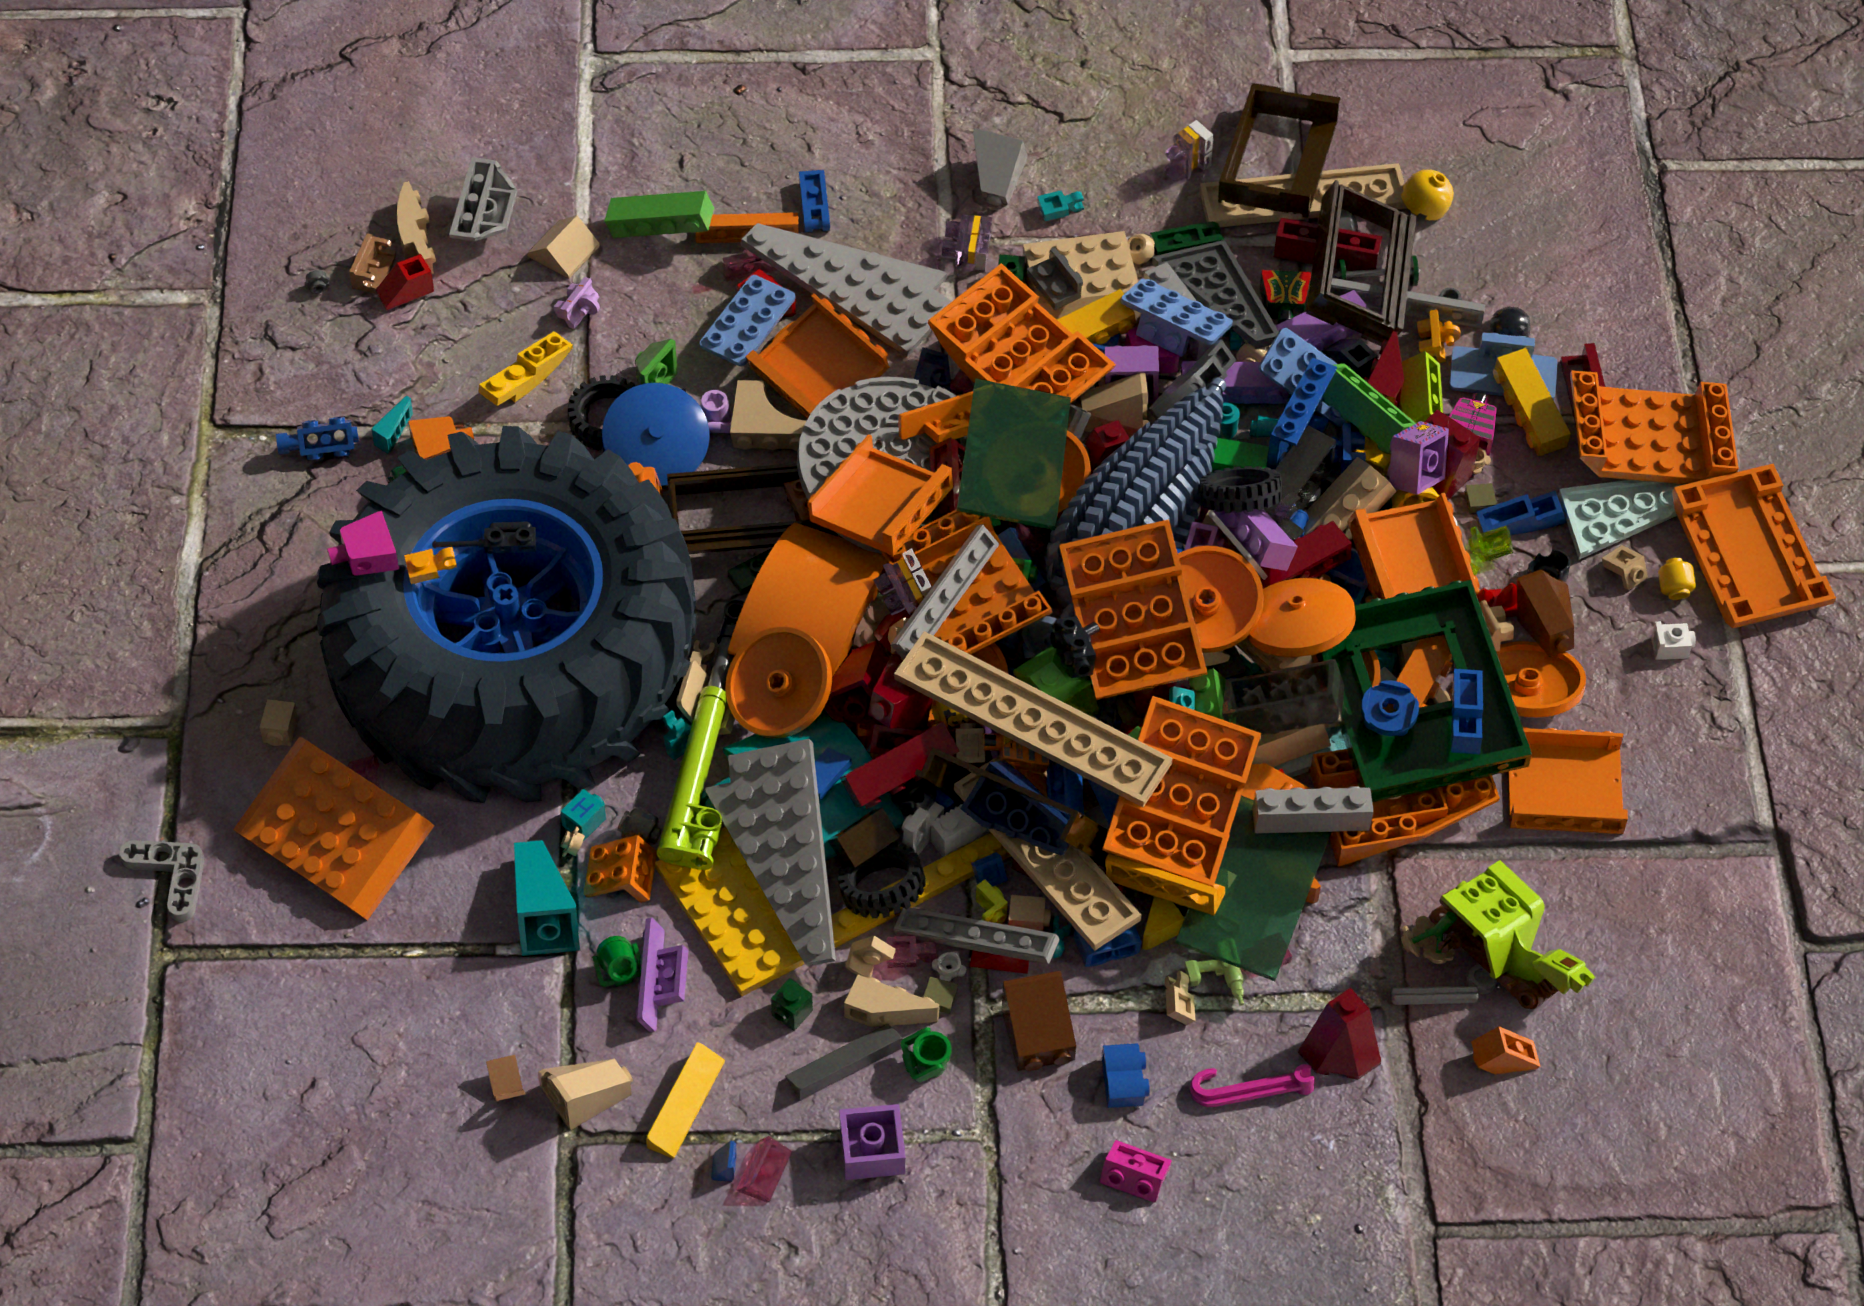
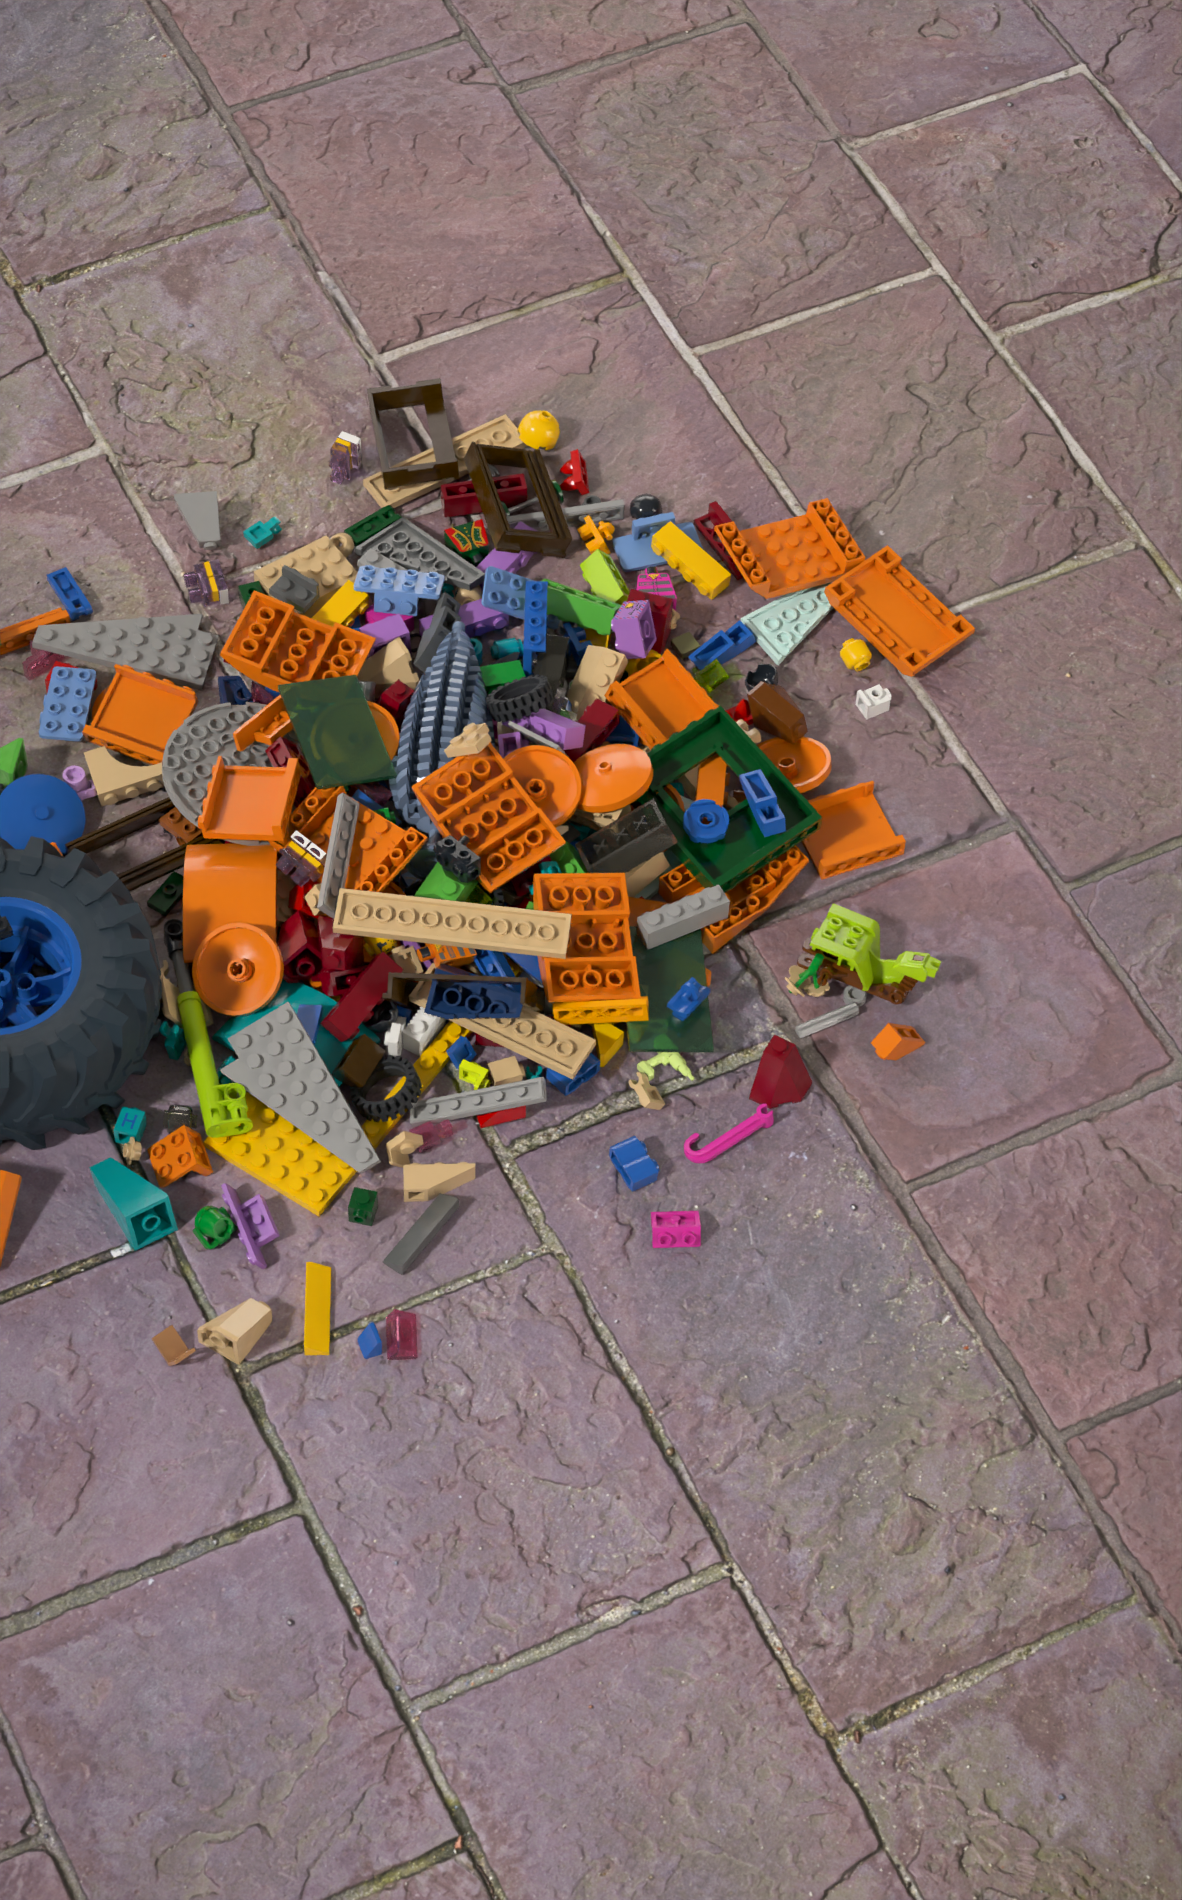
camera: 25 degrees left, 0 degrees up
(872, 1141) = (475, 1282): medium lavender brick -> none
(929, 1054) = (486, 1203): green piece -> none
(942, 993) = (469, 1154): olive tile -> none
(949, 959) = (465, 1128): white plate -> none
(1038, 1021) = (553, 1147): reddish brown slope -> none
(1147, 517) = (471, 741): none -> tan plate
(1271, 907) = (688, 999): none -> blue hips
(1353, 354) = (543, 569): black slope -> none
(1387, 371) = (577, 571): dark red slope -> none
(1452, 253) = (579, 479): none -> red tile
(1628, 565) = (815, 656): tan bracket -> none

